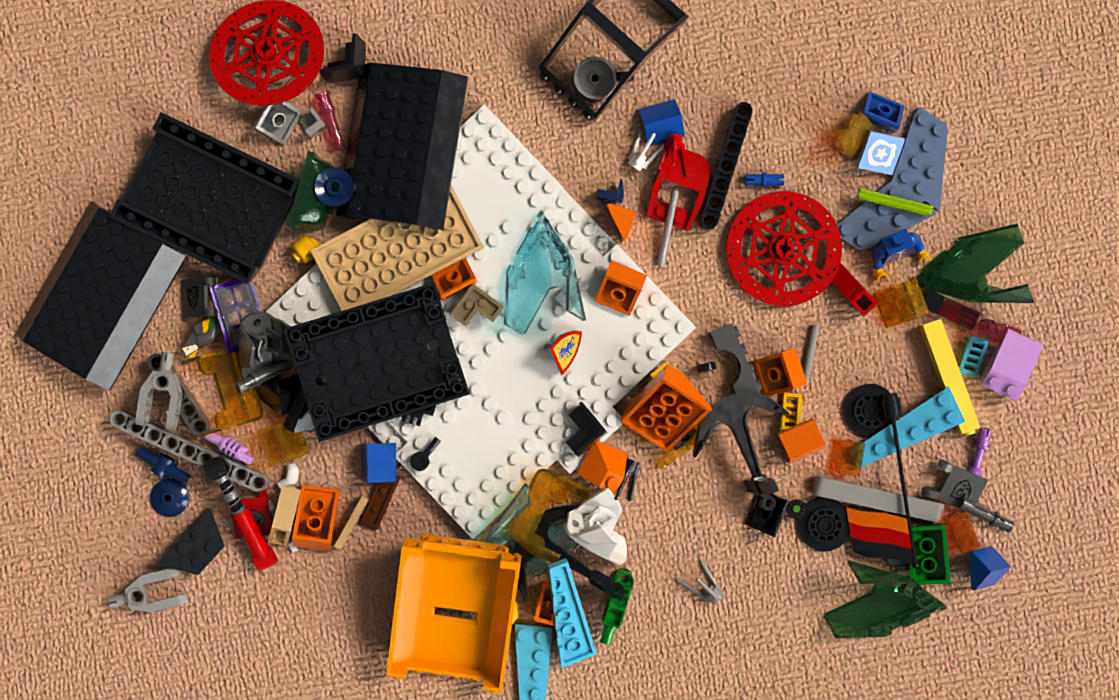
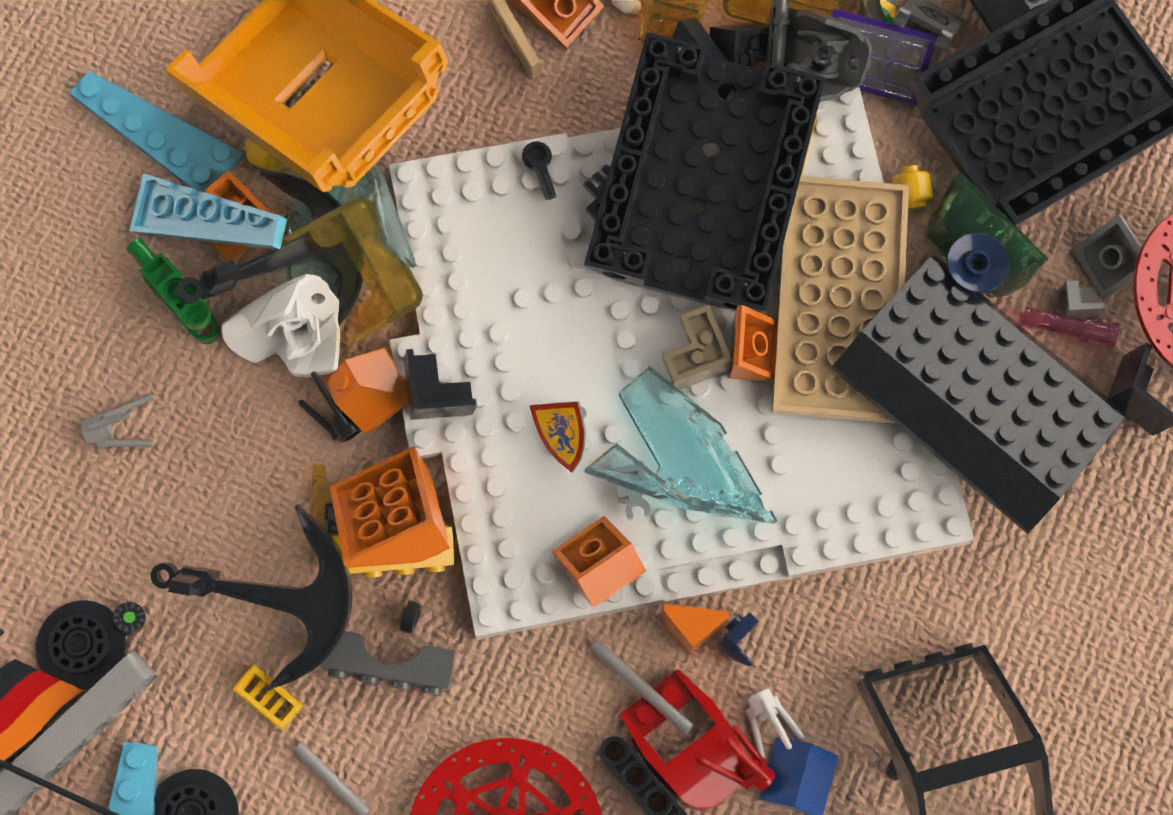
camera: 115 degrees right, 15 degrees down
(378, 462) = (569, 110): blue slope -> none
(379, 503) = (520, 88): reddish brown tile -> none
(600, 69) = (936, 706): light grey wheel -> none
(766, 521) = (136, 565): black slope -> none
(780, 372) = (333, 717): orange slope -> none
(801, 440) = (218, 682): orange slope -> none
(846, 457) = (150, 735): clear orange piece -> none

